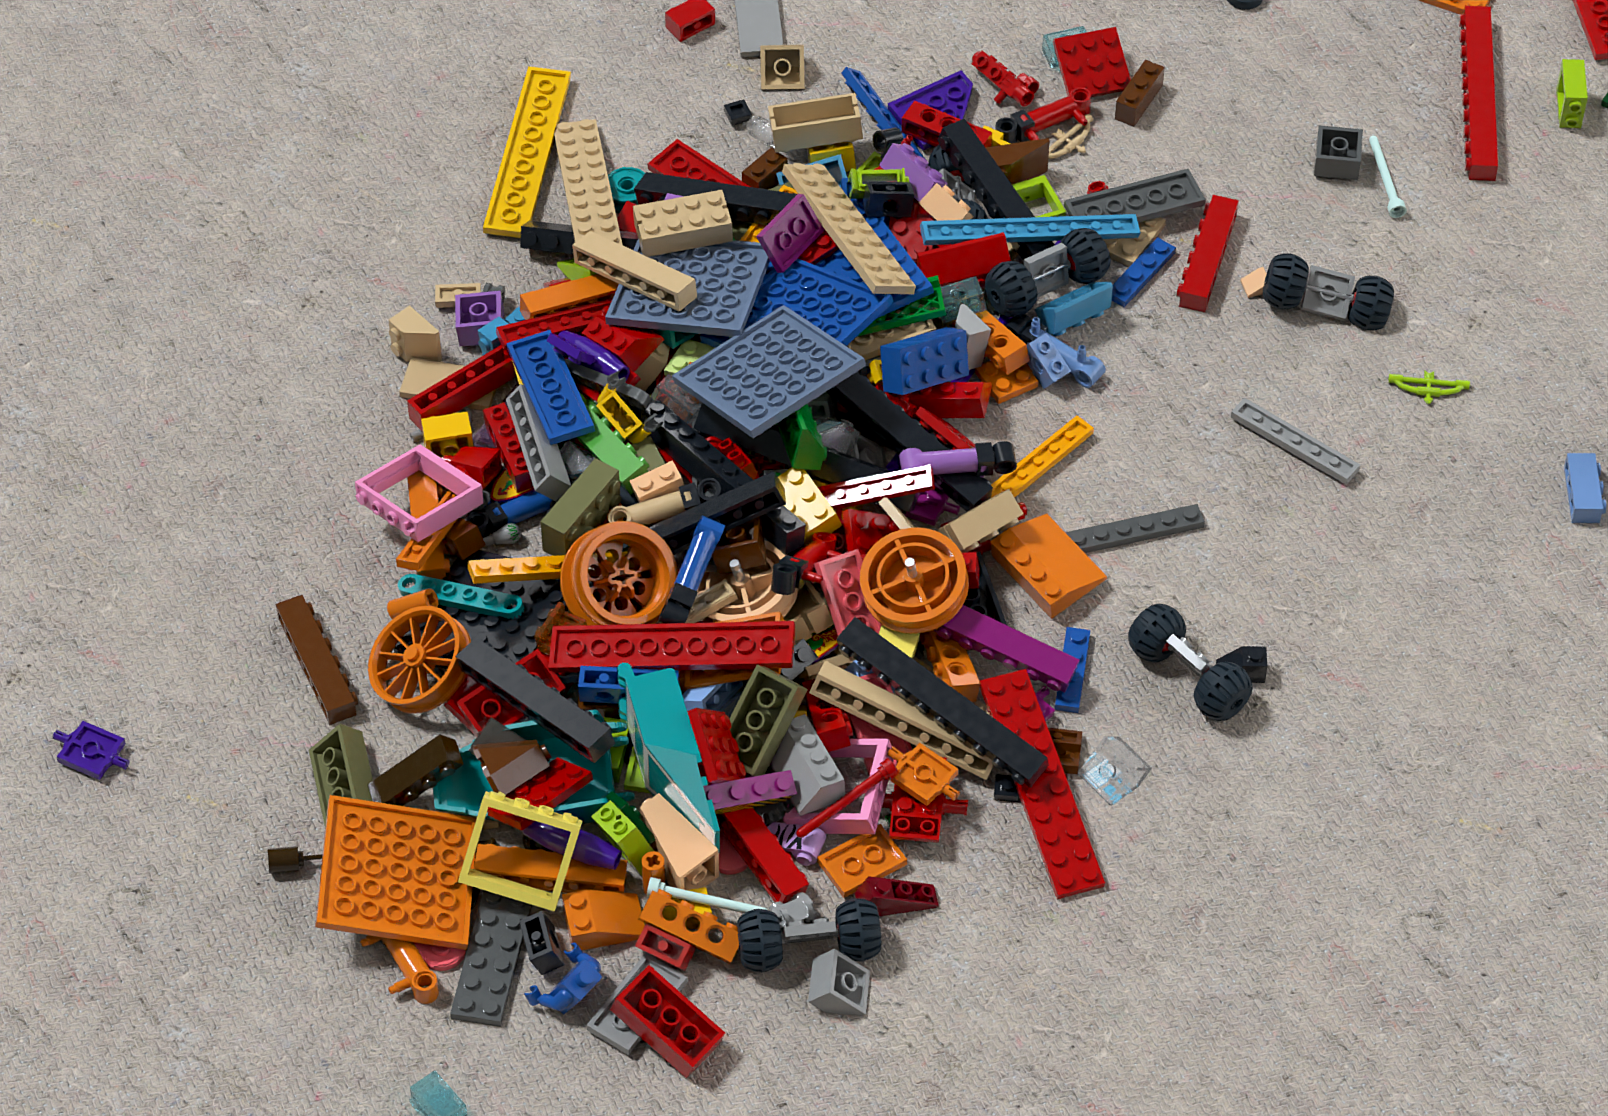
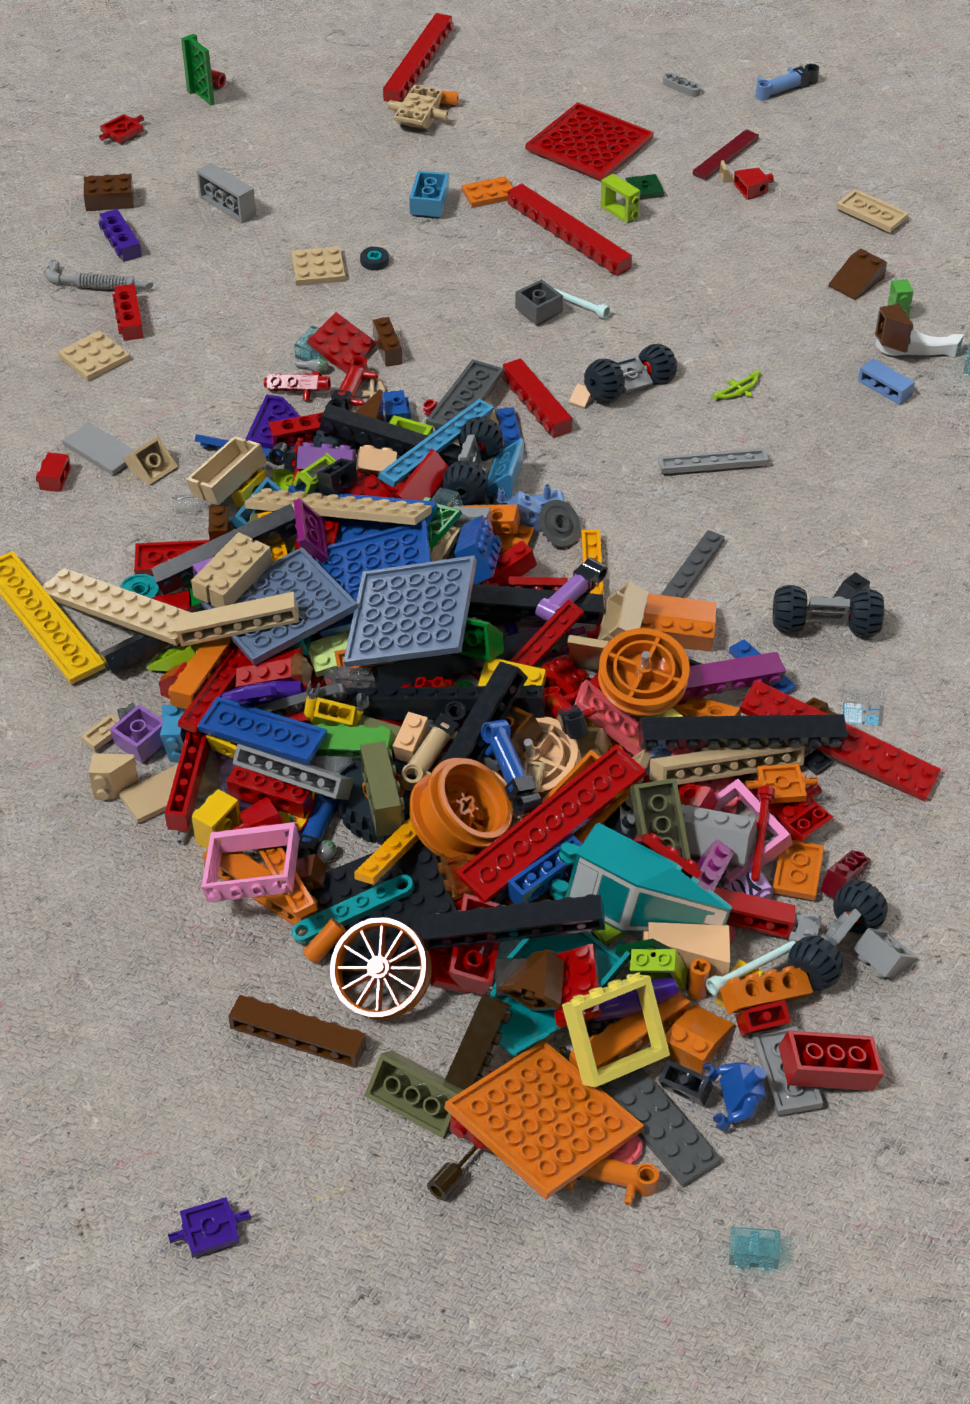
camera: 45 degrees left, 5 degrees down
(737, 112) = (154, 504): black plate -> none
(1048, 73) = (316, 365): none -> light grey piece
(1063, 168) = (396, 404): none -> blue brick
(1074, 397) = (559, 523): none -> dark grey gear

